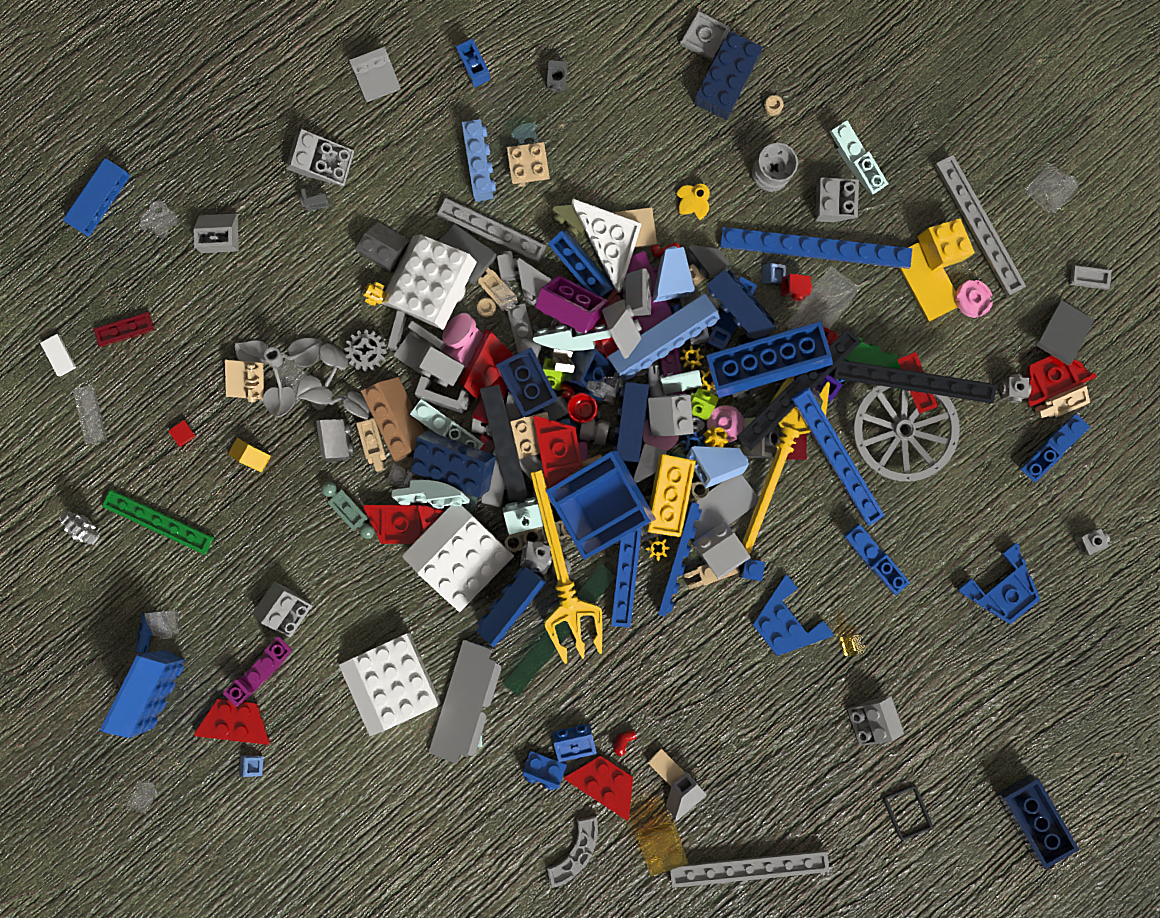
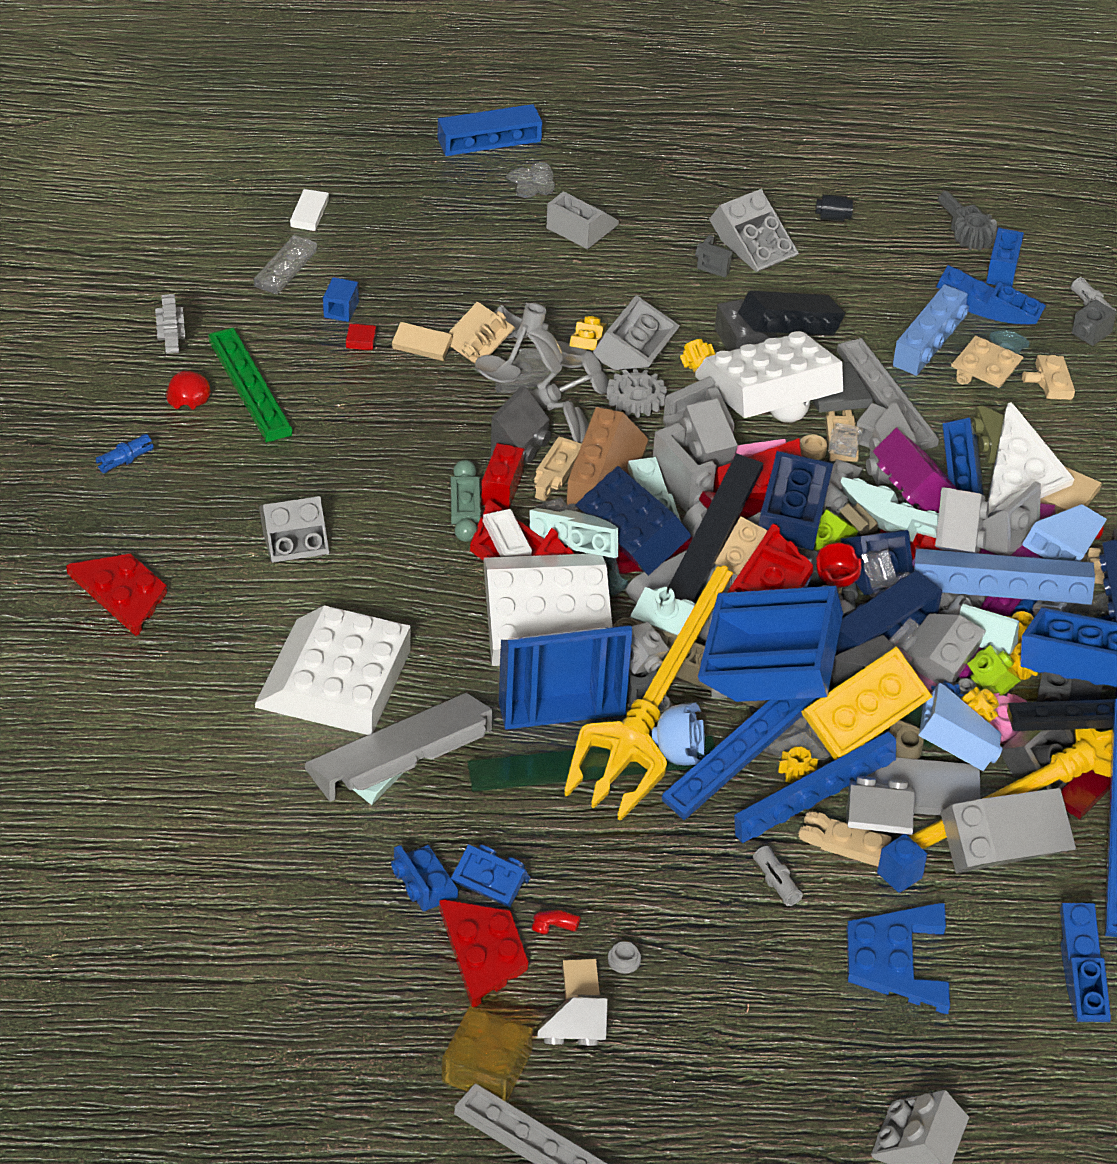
camera: 35 degrees right, 40 degrees down
(124, 329) = (399, 232): dark red tile -> none
(132, 557) = (188, 389): none -> red hair
(143, 694) = (70, 467): blue slope -> none
(146, 416) = (341, 299): none -> blue brick
(163, 623) = (157, 447): clear slope -> none
(218, 409) = (422, 341): none -> tan tile
(249, 455) = (411, 395): yellow slope -> none
(251, 765) = (92, 635): medium blue slope -> none
(263, 668) = (206, 566): magenta slope -> none
(301, 325) = (588, 333): none -> yellow slope
(333, 311) = (635, 337): none -> light grey slope
(345, 96) = (834, 208): none -> black brick
(353, 478) = (503, 475): none -> red brick
(375, 74) = (886, 207): light grey bracket -> none
(395, 523) = (506, 534): none -> white tile
(401, 222) = (791, 313): none -> black brick
(426, 42) = (969, 224): none -> dark grey gear
(458, 330) = (761, 436): bright pink tile -> none
(489, 105) = (996, 303): none -> blue slope
(541, 52) = (1088, 293): none -> light grey pin
(566, 139) = (1052, 377): none -> tan plate
(579, 855) = (357, 998): light grey tile -> none
(594, 588) = (680, 734): none -> light blue cylinder
(650, 433) = (905, 638): none -> clear bracket
(672, 735) = (624, 957): none -> light grey plate
(700, 624) = (786, 889): none -> light grey pin
(786, 508) = (1007, 829): none -> light grey slope
(852, 644) = (966, 1031): clear yellow tile -> none

